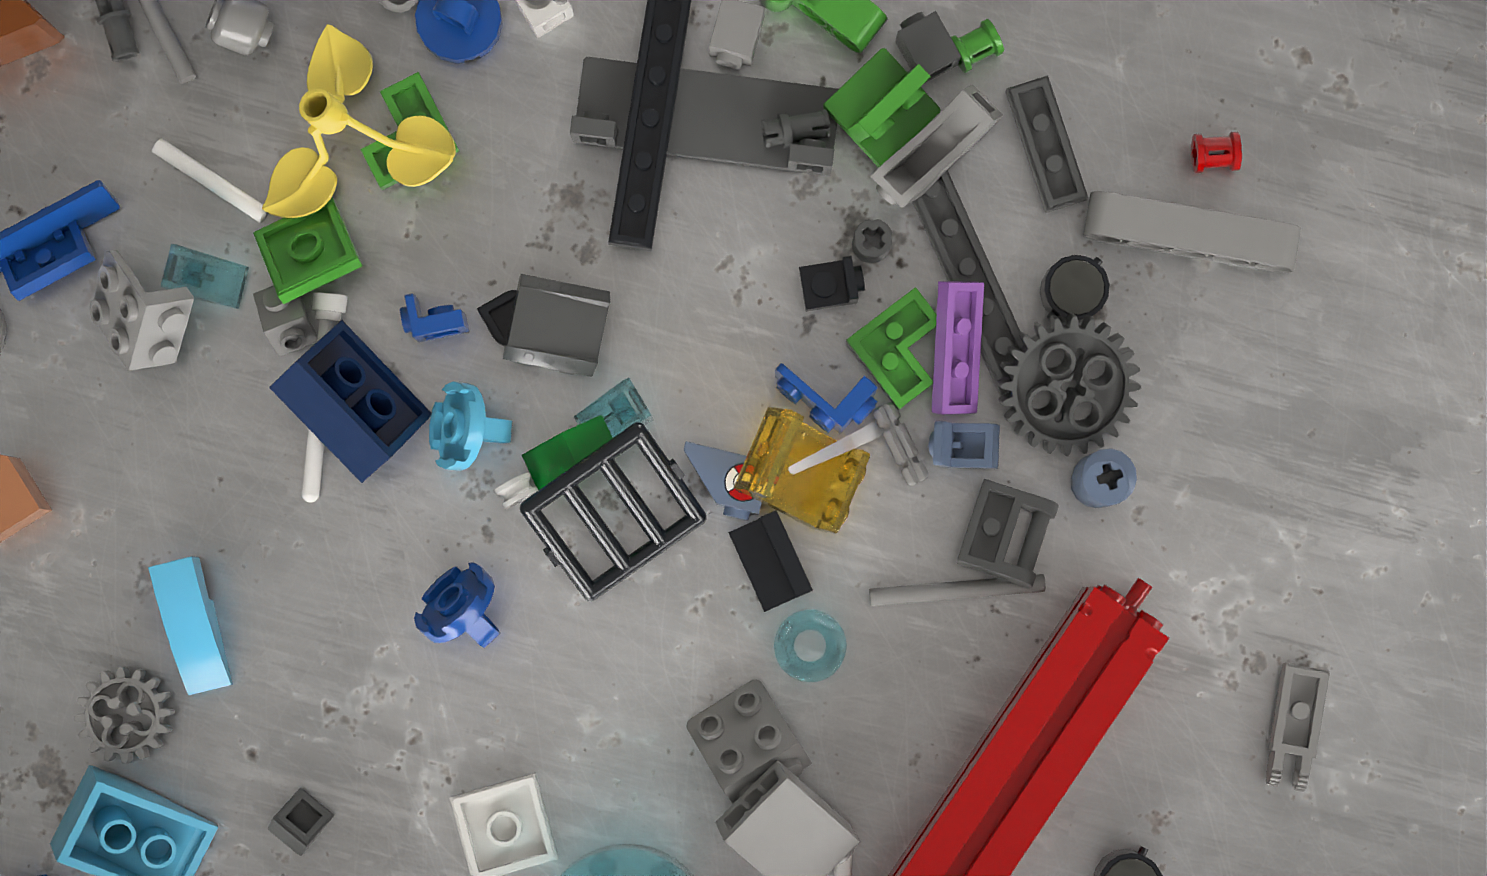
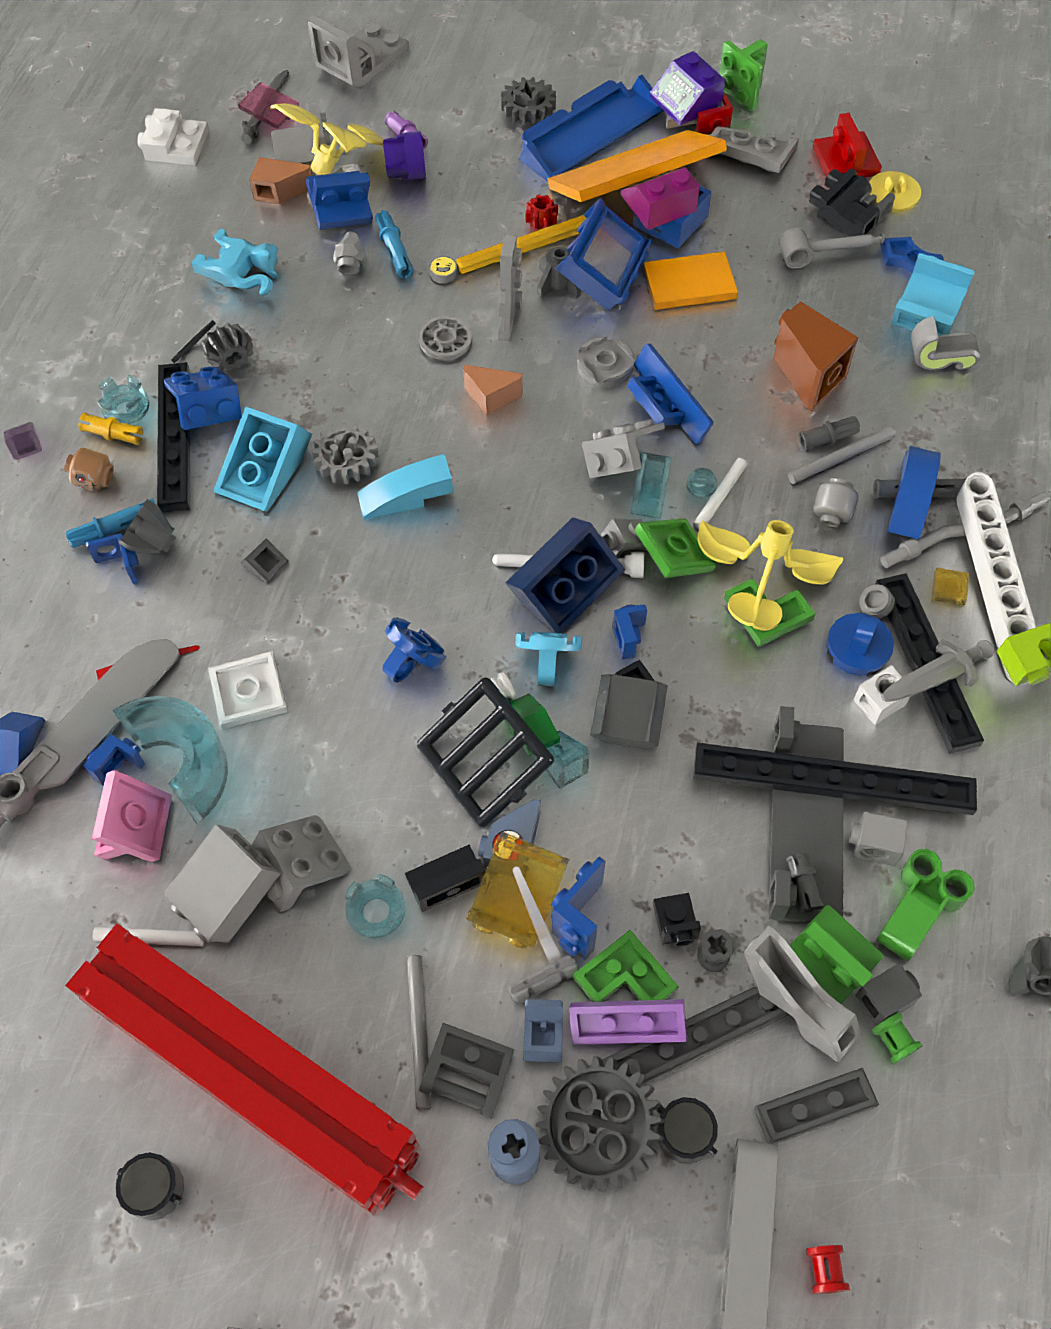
camera: 90 degrees right, 25 degrees down
(184, 196) = (701, 476): none -> clear light blue plate

